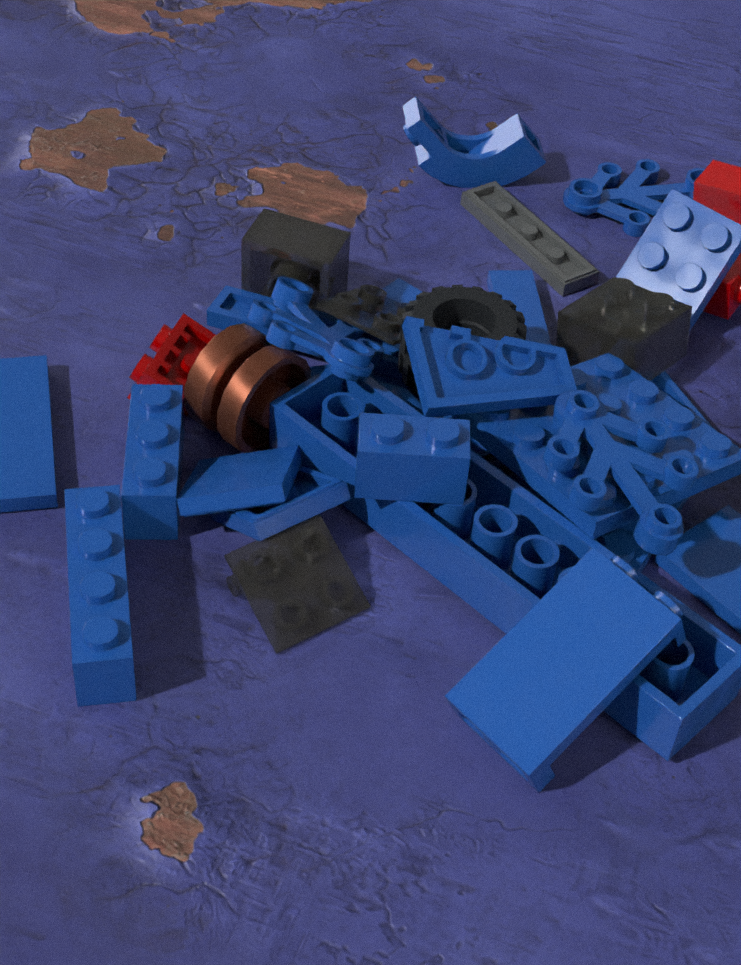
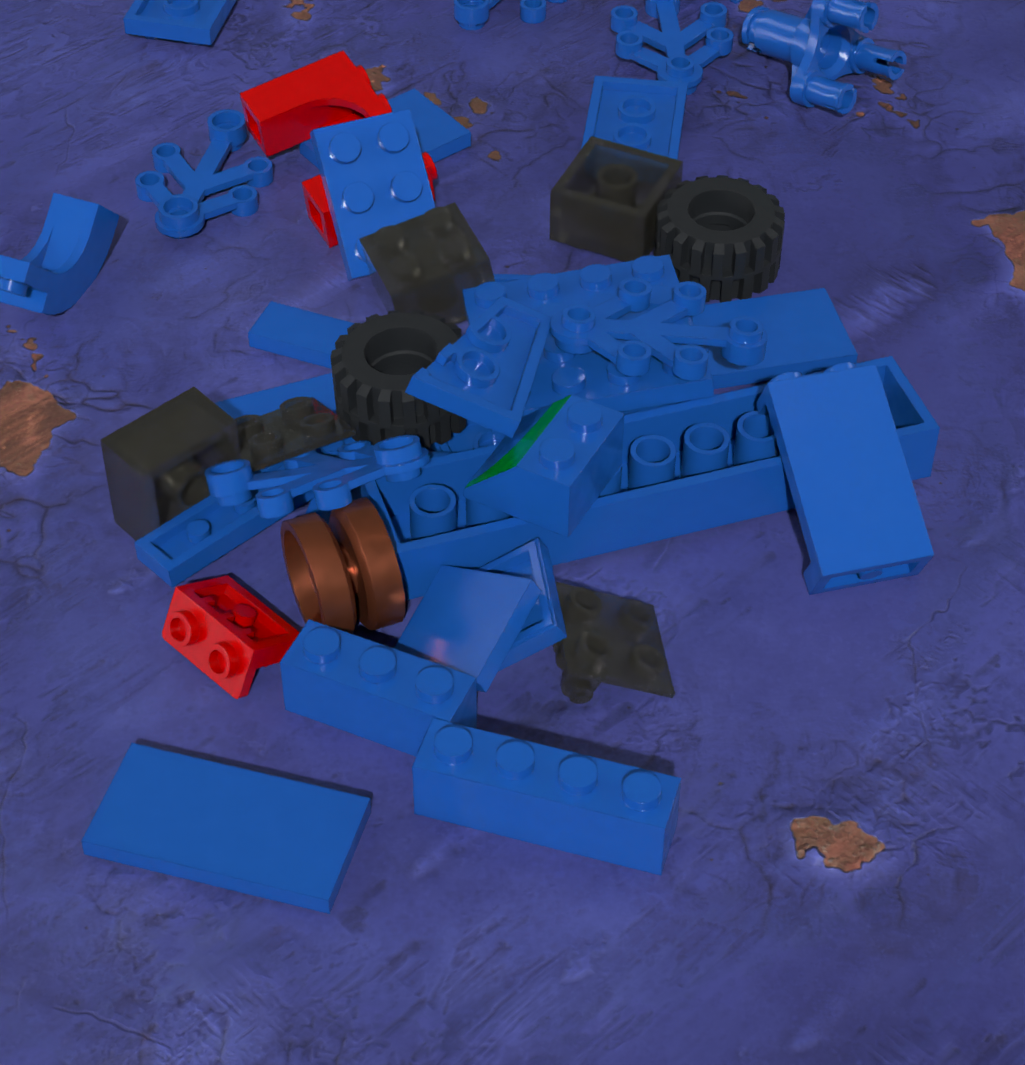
camera: 60 degrees left, 0 degrees up
(529, 238) = (204, 285): dark grey tile -> none

